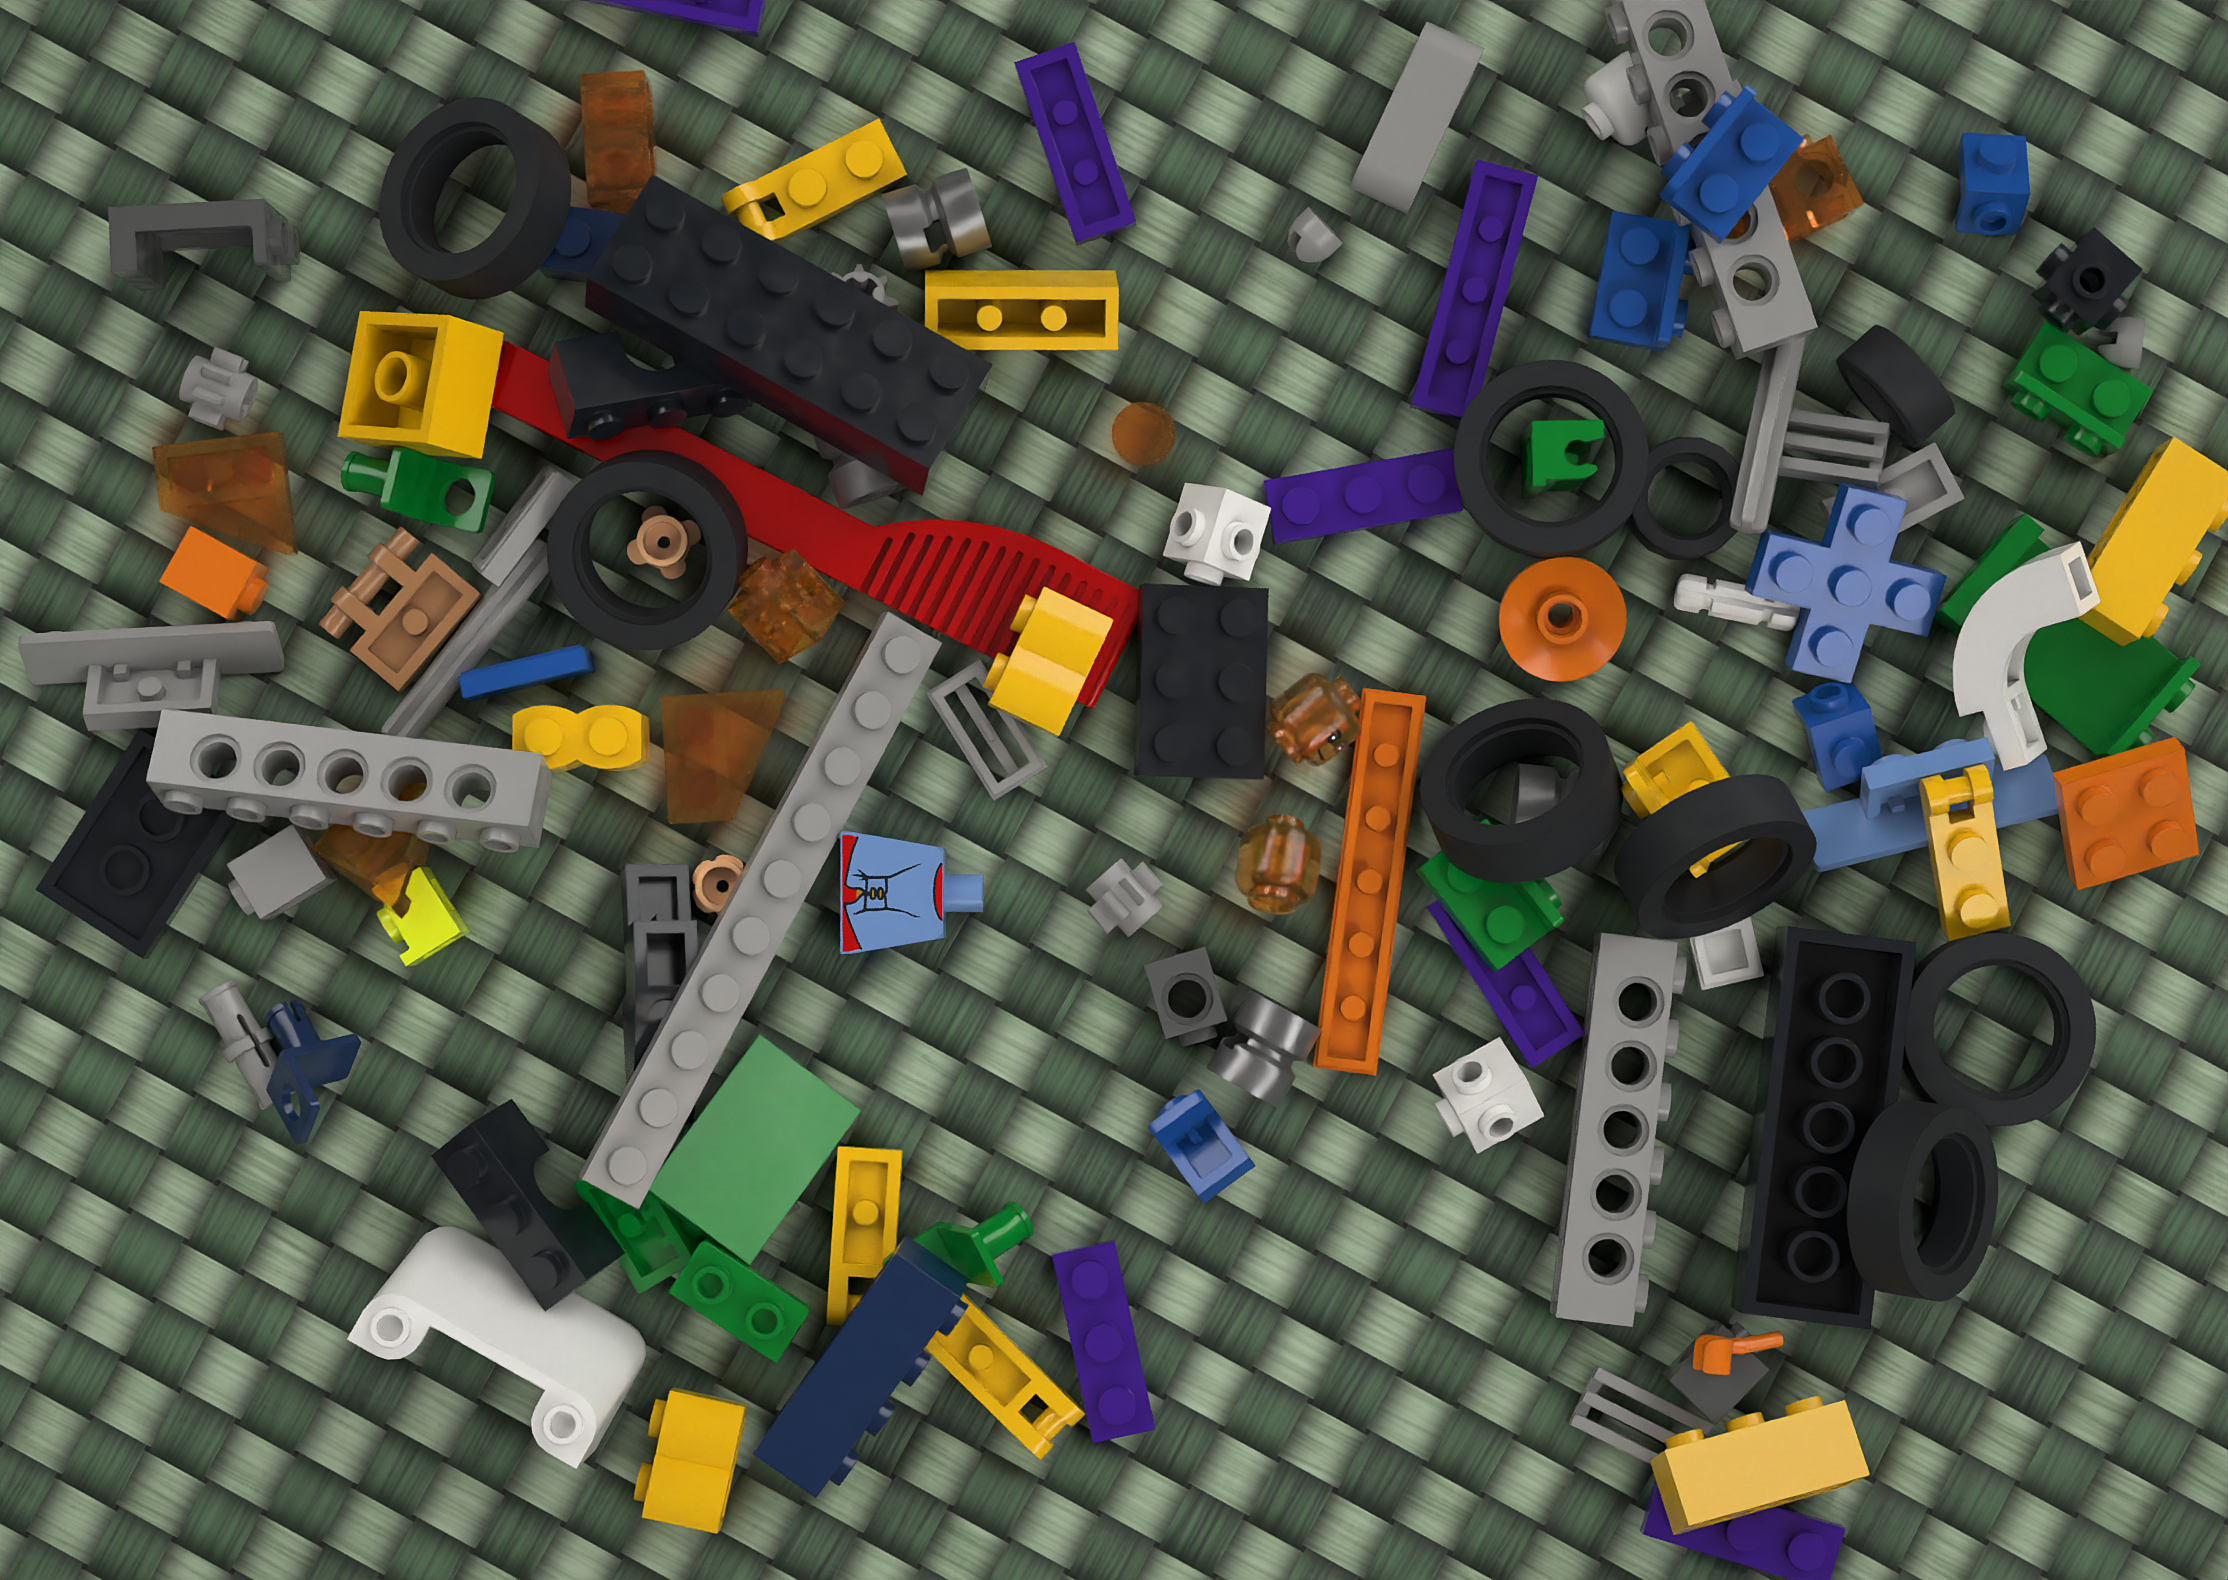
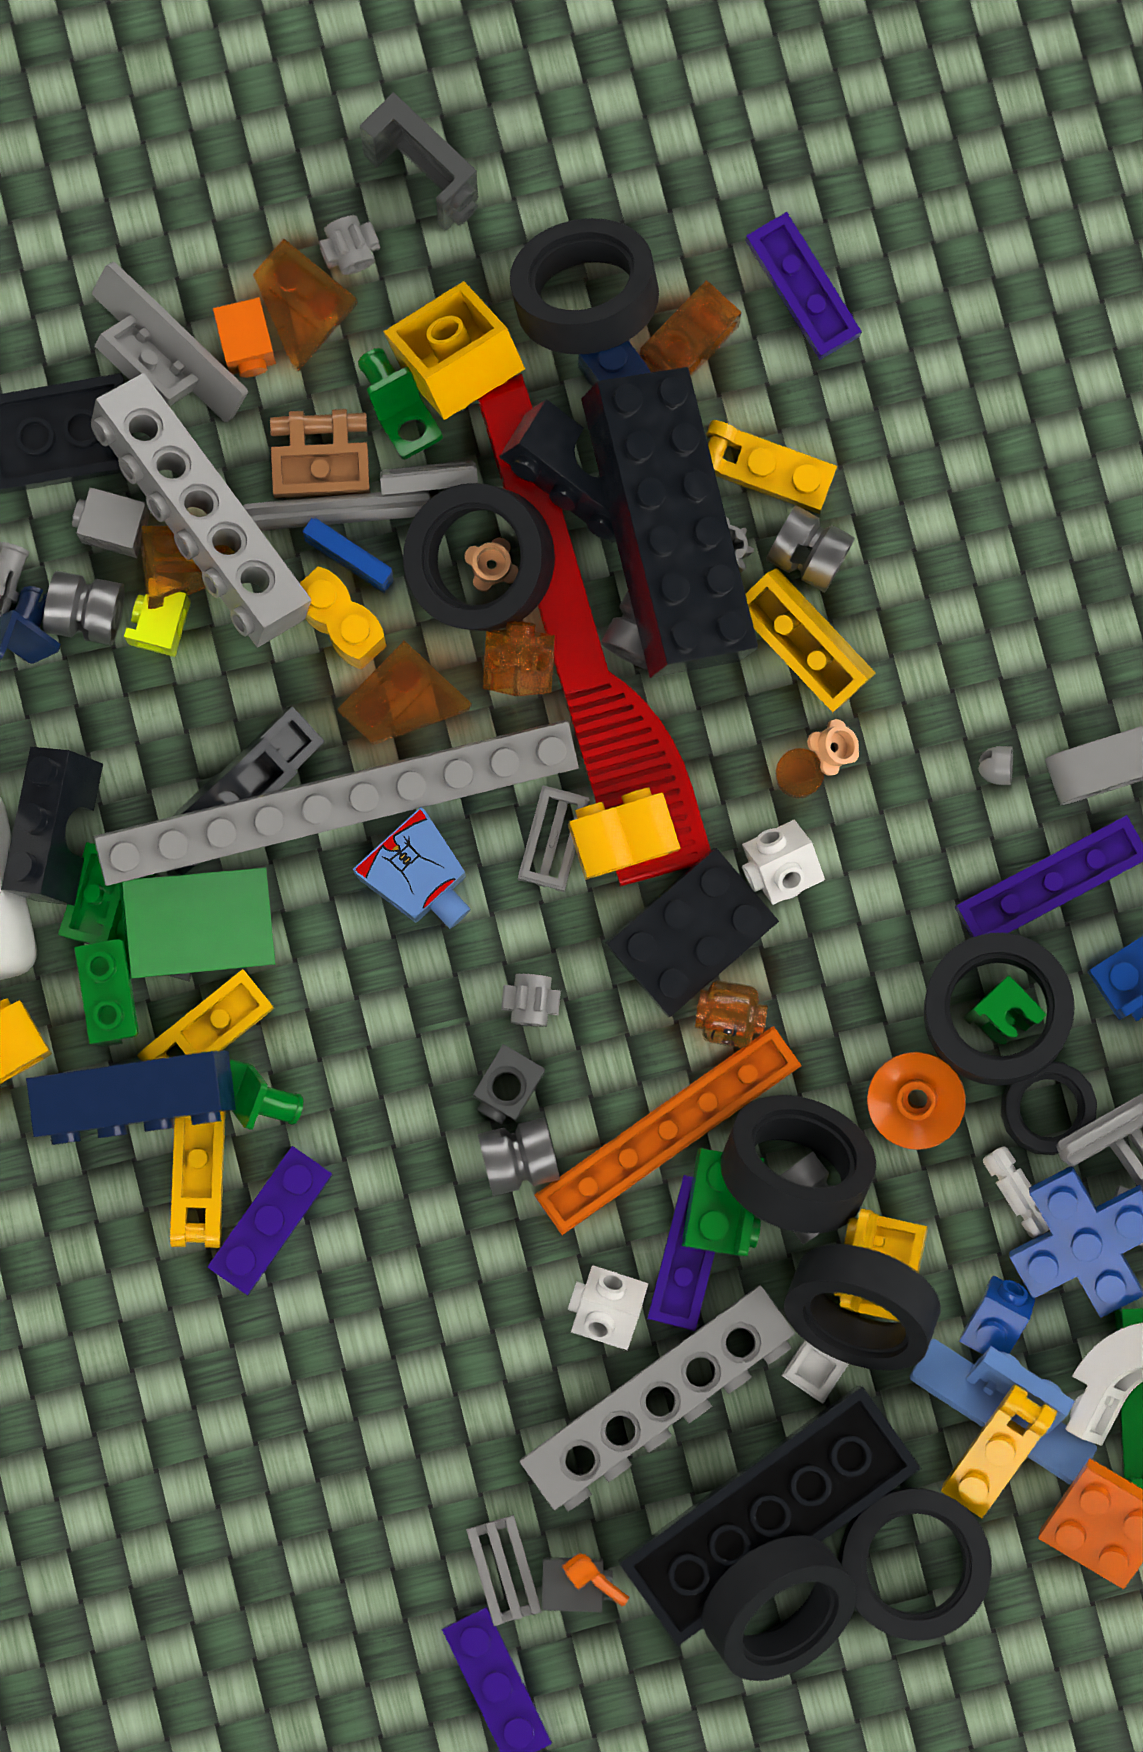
camera: 40 degrees right, 5 degrees down
(340, 978) = (83, 608): none -> flat silver wheel
(706, 879) = (327, 759): light nougat plate -> none
(1075, 143) = (925, 586): dark purple plate -> none
(1157, 365) = (845, 746): none -> light nougat plate
(1200, 1144) = (431, 1171): blue bracket -> none
(1278, 865) = (629, 1069): clear orange head -> none
(1362, 496) = (878, 926): dark purple plate -> none
(1758, 1464) = (542, 1656): yellow brick -> none

